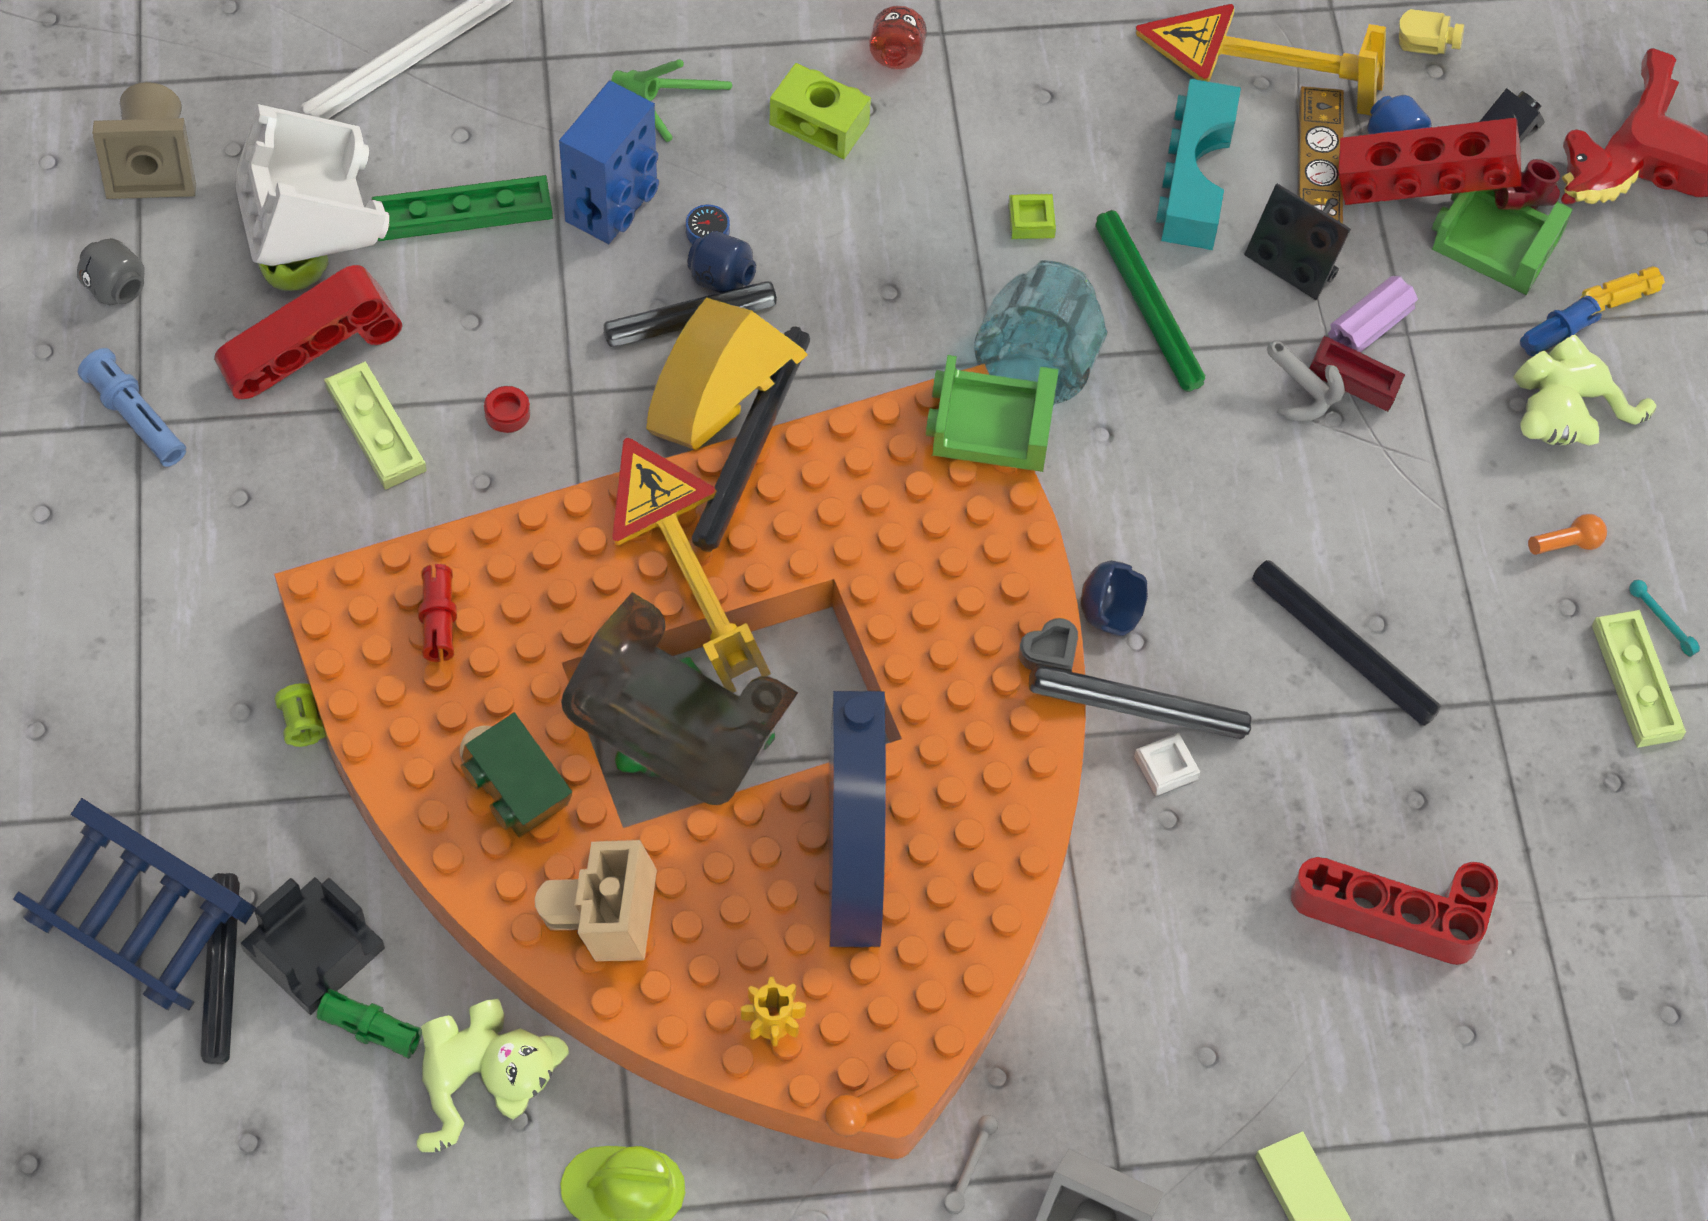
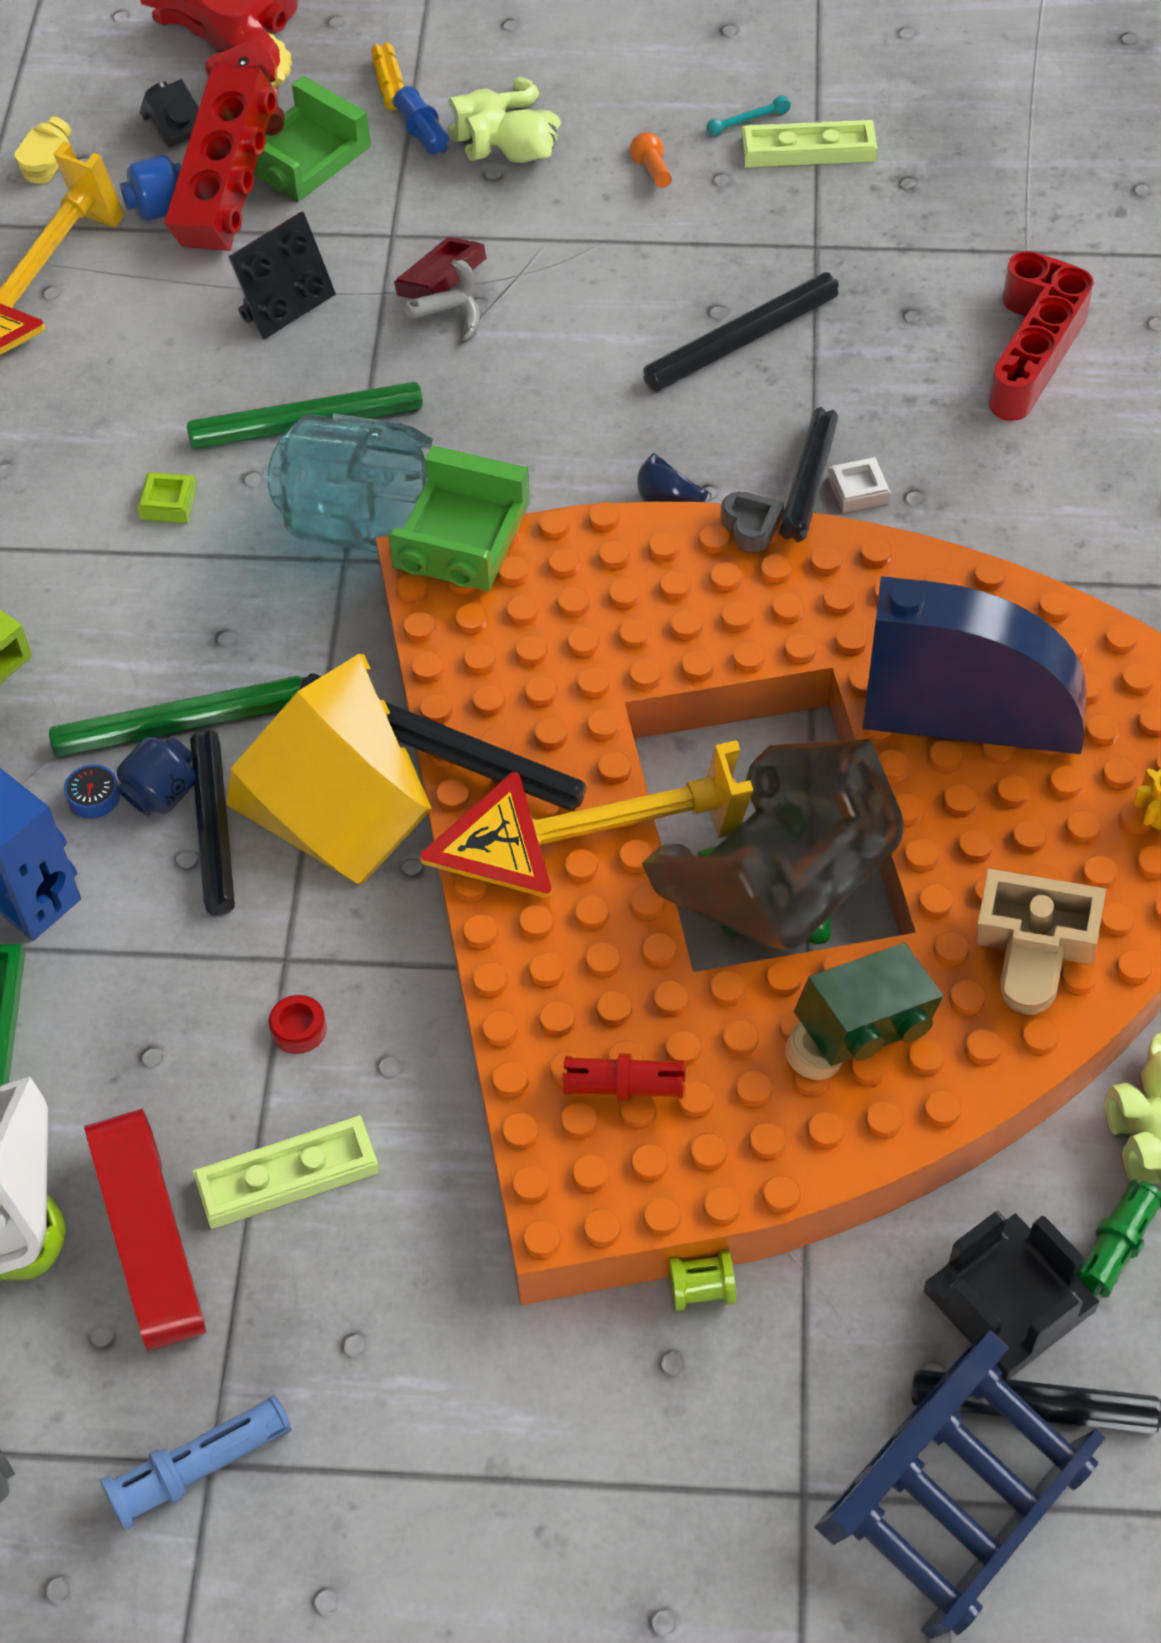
camera: 75 degrees left, 5 degrees down
(793, 271) = (172, 716): none -> green axle
(1194, 201) = (199, 359): teal arch -> none
(1319, 147) = (159, 257): tile -> none
(1374, 314) = (374, 245): lavender axle -> none

